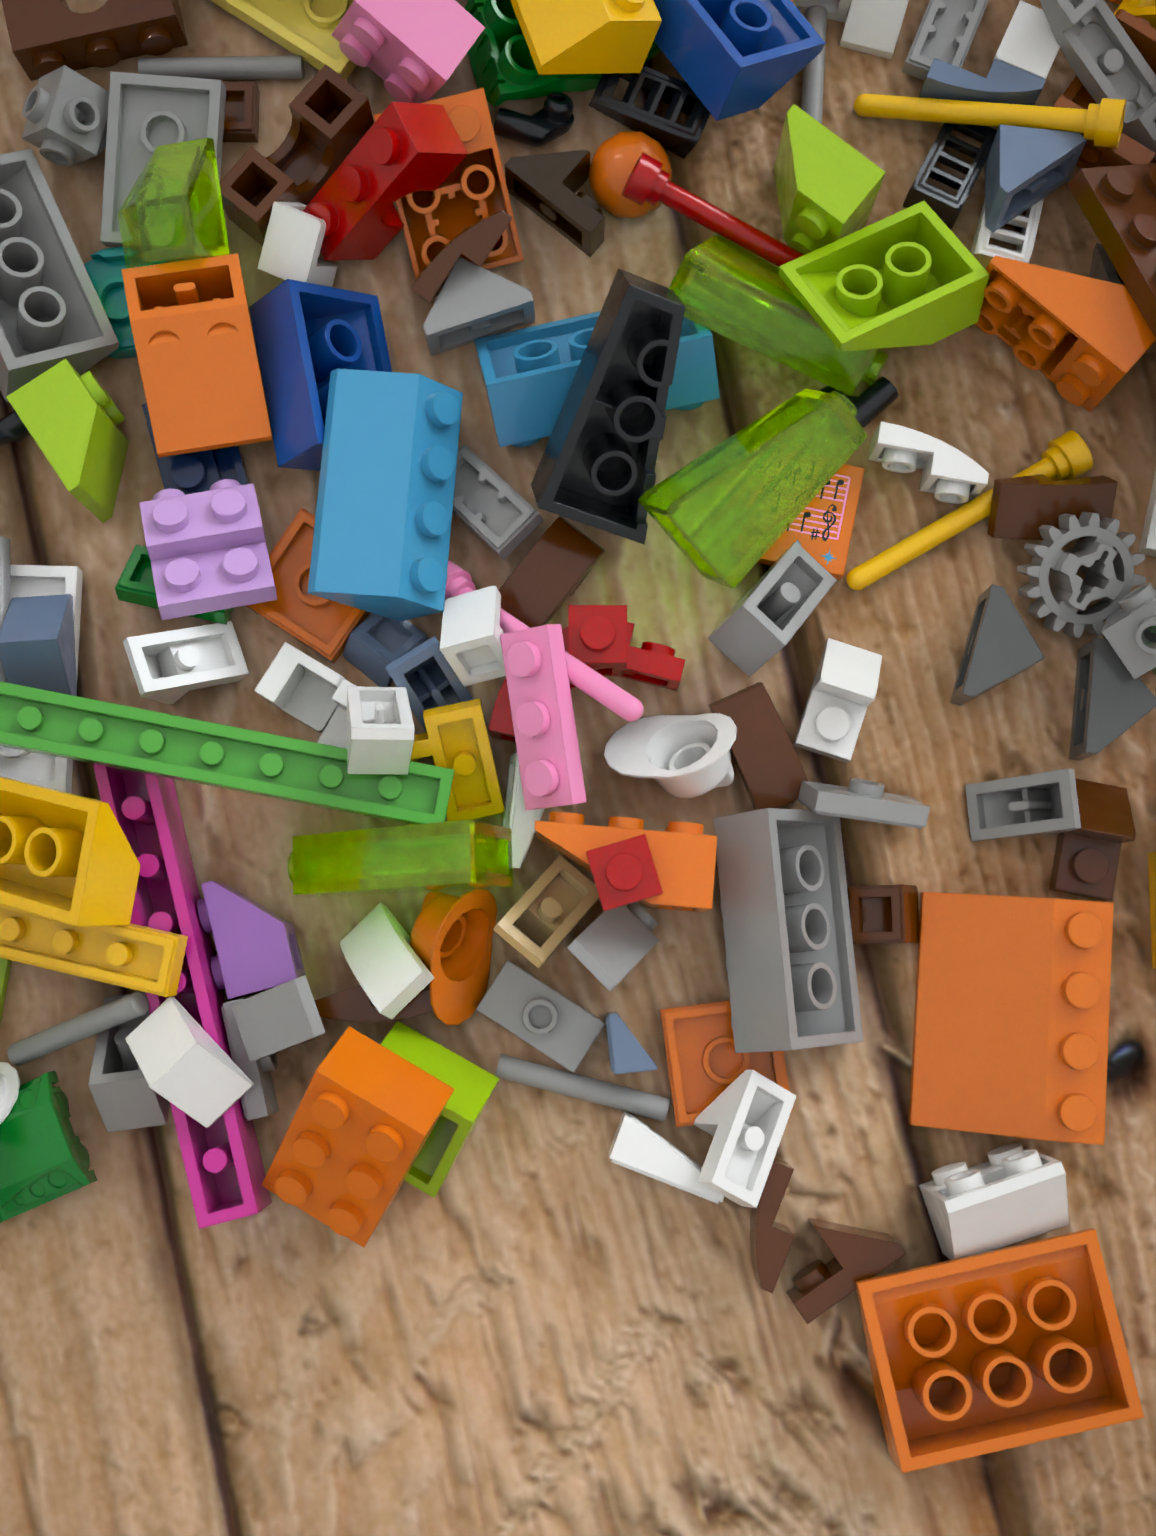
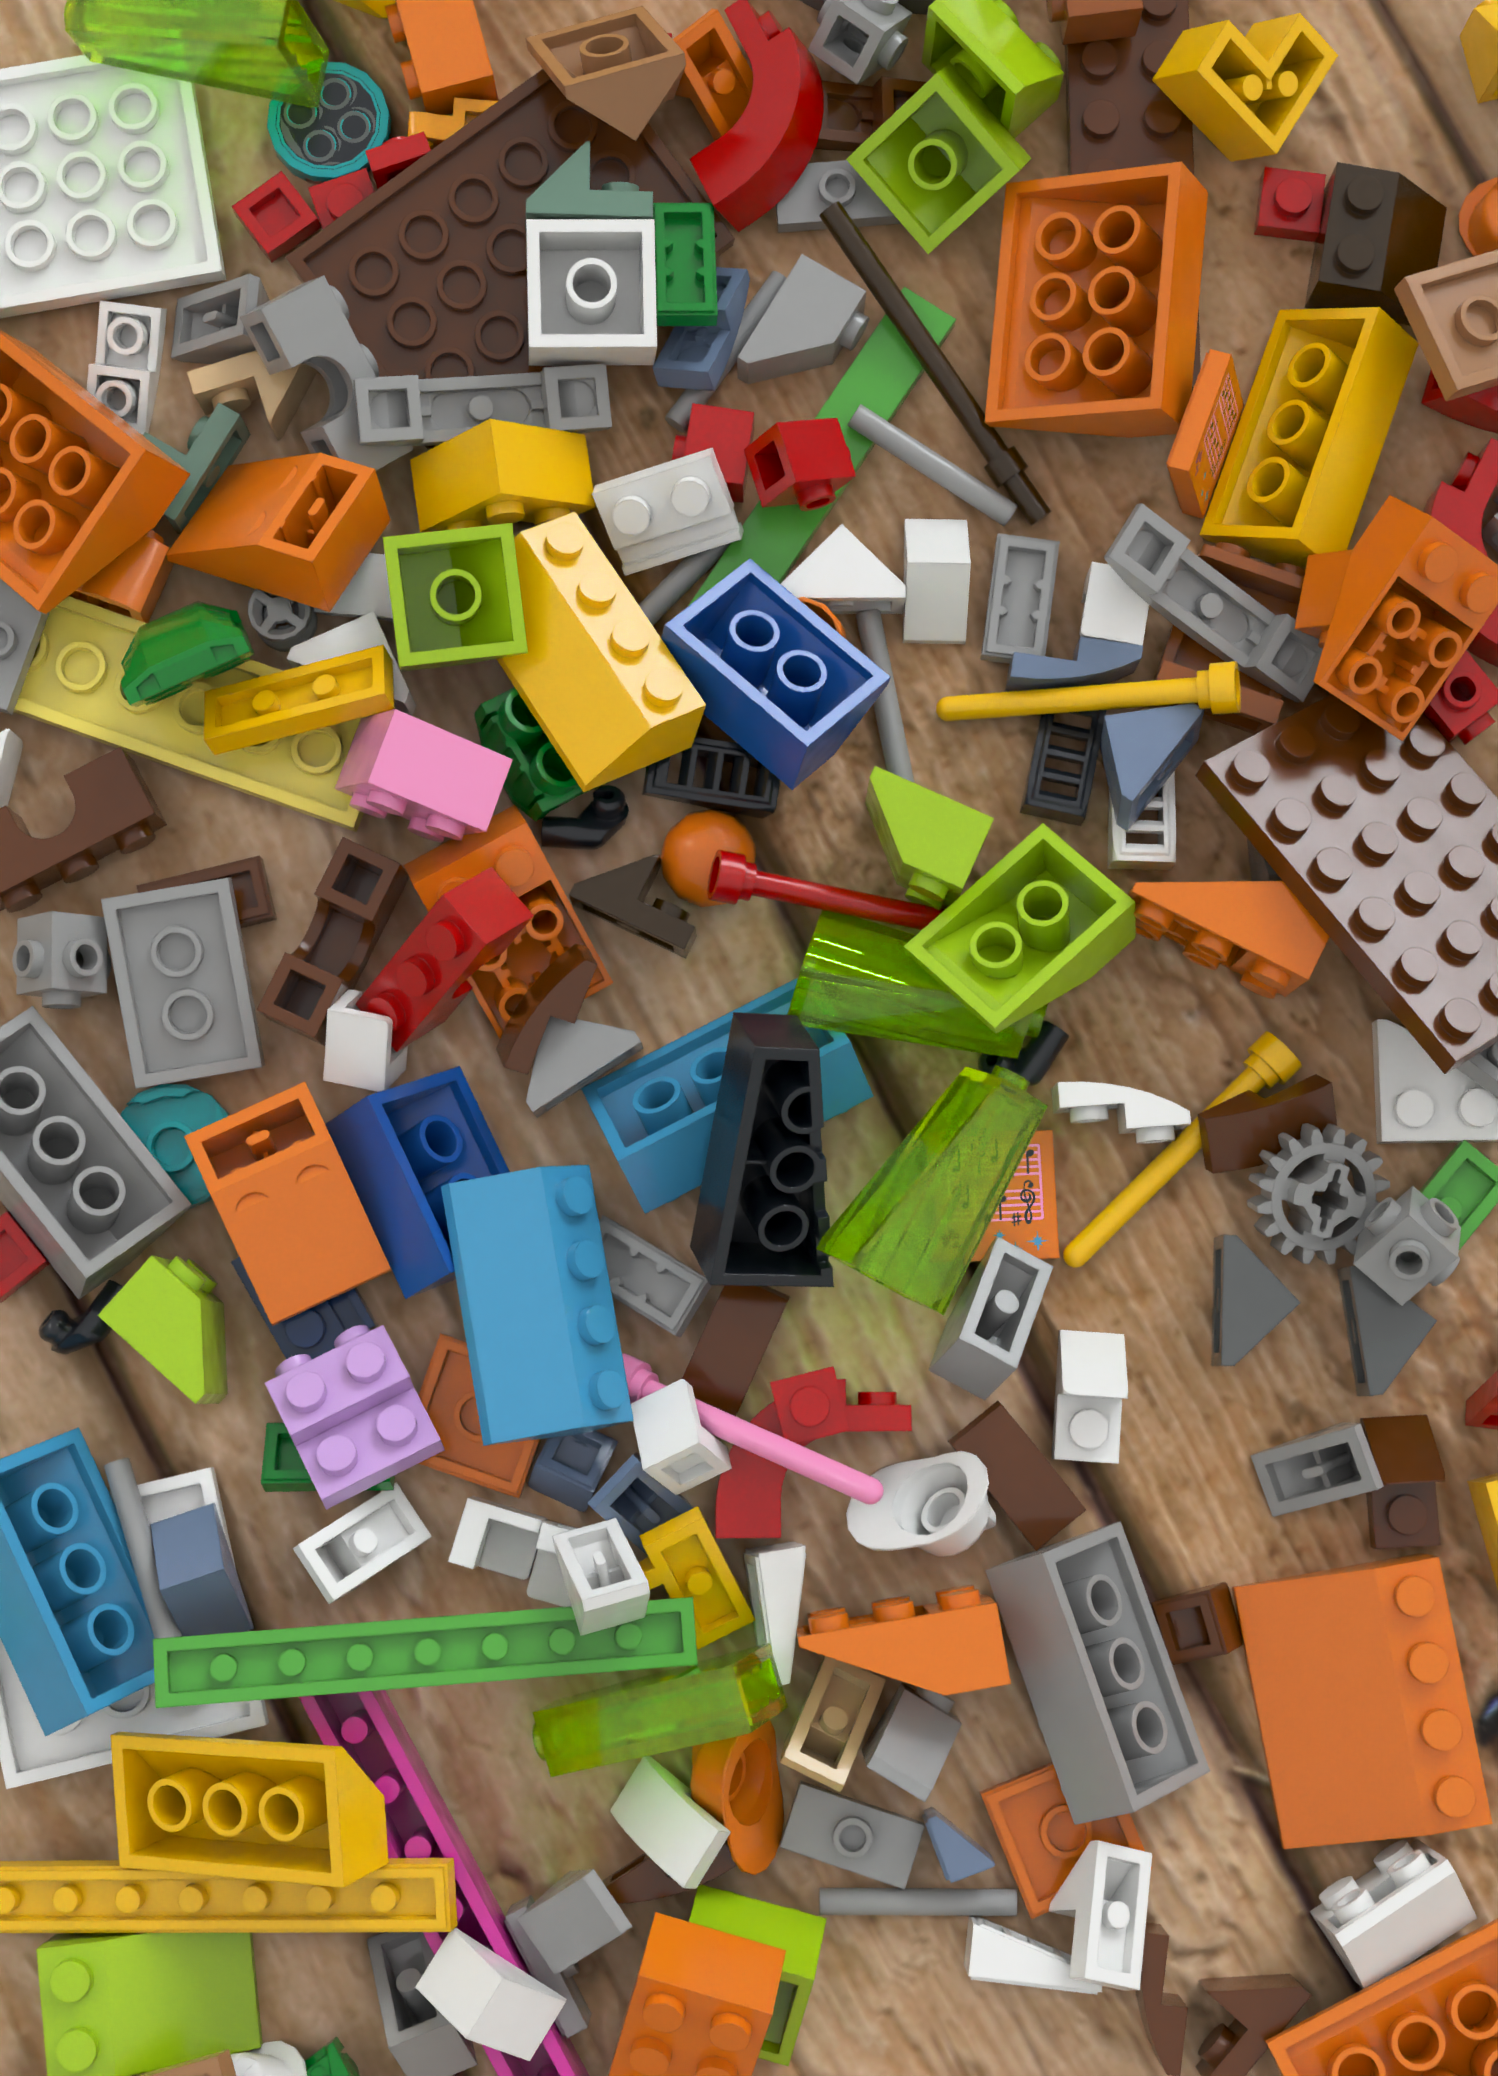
camera: 15 degrees left, 0 degrees up
(78, 1028) = (354, 1986): light grey bar -> none
(175, 207) = (218, 1047): clear neon green slope -> none
(226, 67) = (214, 846): light grey bar -> none
(251, 942) = (518, 1838): medium lavender slope -> none
(543, 717) = (775, 1517): bright pink plate -> none
(624, 872) = (907, 1671): red plate -> none
(865, 802) = (1144, 1511): light grey plate -> none

